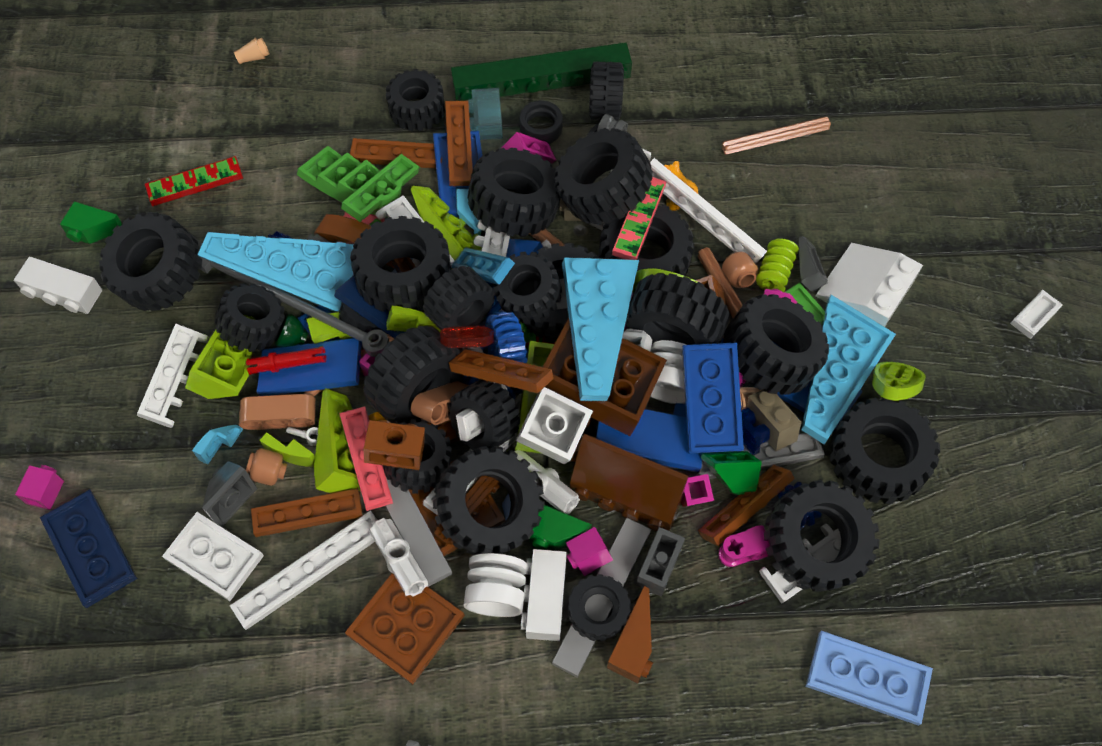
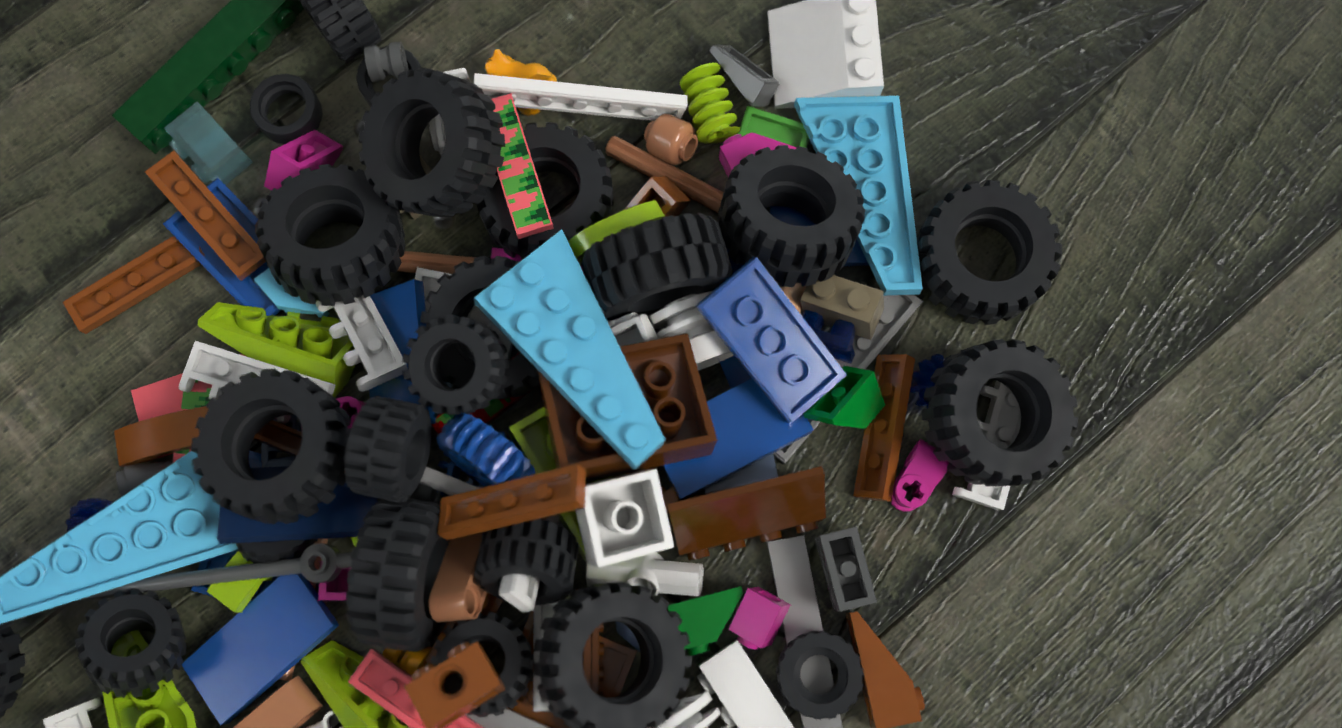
camera: 35 degrees left, 15 degrees up
(275, 361) = (213, 675): red pin -> none
(291, 333) = (199, 618): dark green brick -> none
(356, 184) = (118, 361): bright green slope -> none
(405, 318) = (337, 508): lime slope -> none
(412, 86) = (82, 173): black tyre -> none
(466, 336) = (435, 489): clear red tile -> none
(486, 265) = (379, 376): dark azure tile -> none
(697, 491) = (822, 450): dark pink brick -> none
(869, 677) = (1141, 523): light blue tile -> none
(893, 388) = (935, 170): lime piece -> none

